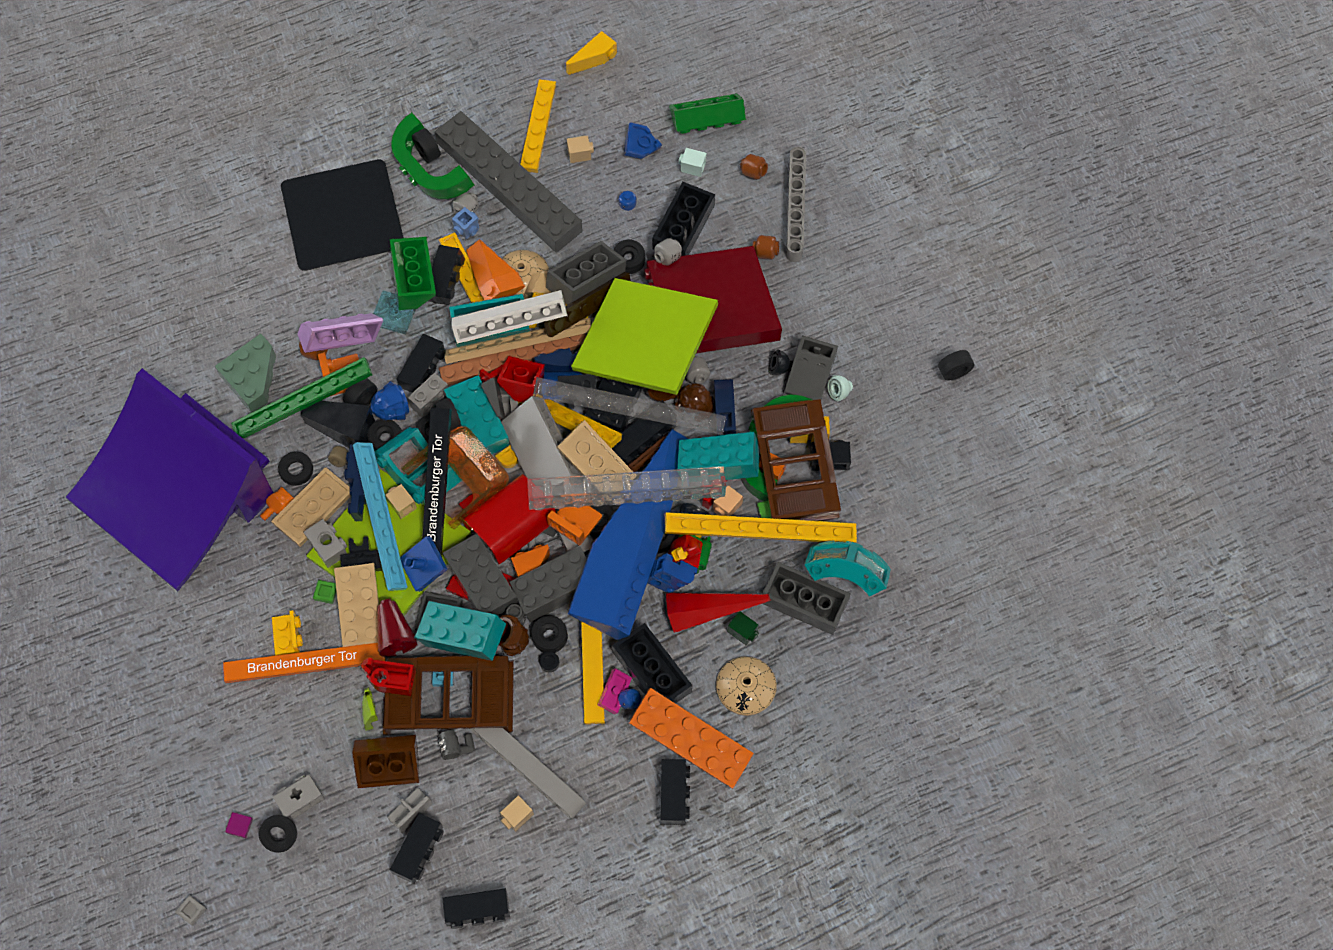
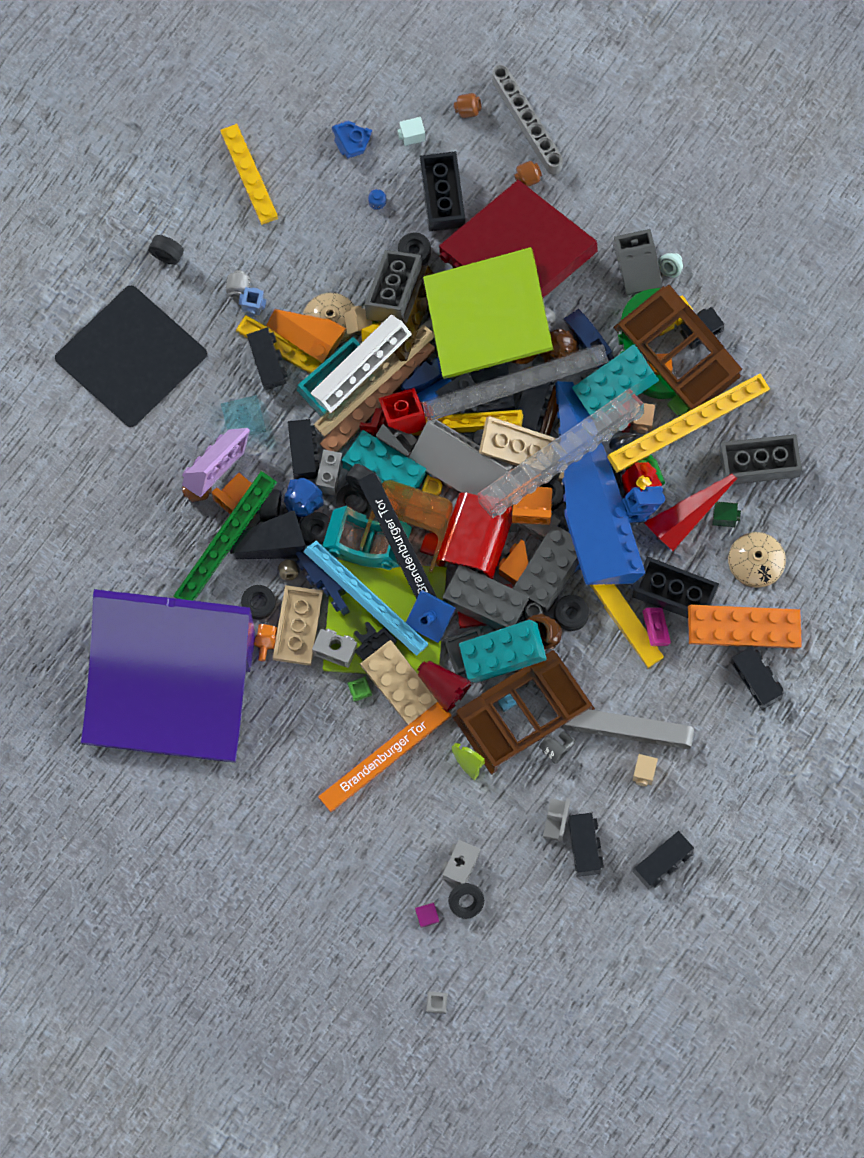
camera: 30 degrees left, 5 degrees up
(250, 372) = (158, 543): sand green brick -> none
(286, 634) = (353, 742): yellow bracket -> none
(386, 761) = (511, 792): reddish brown slope -> none
(398, 676) = (478, 718): red piece -> none
(400, 501) = (372, 575): tan brick -> none
(412, 272) = (238, 372): green slope -> none
(438, 187) = (205, 283): green arch -> none
(508, 181) = (261, 241): dark grey brick -> none
(549, 662) = (585, 635): black tile -> none
(579, 149) = (303, 175): tan brick -> none
(593, 54) = (254, 77): yellow slope -> none
(629, 699) = (672, 625): blue piece -> none
(667, 251) = (453, 227): light grey head -> none
(708, 112) = (393, 77): green slope -> none
(779, 363) = (607, 271): black brick -> none
(848, 562) = (778, 409): teal window -> none
(956, 365) = (756, 188): black tyre -> none

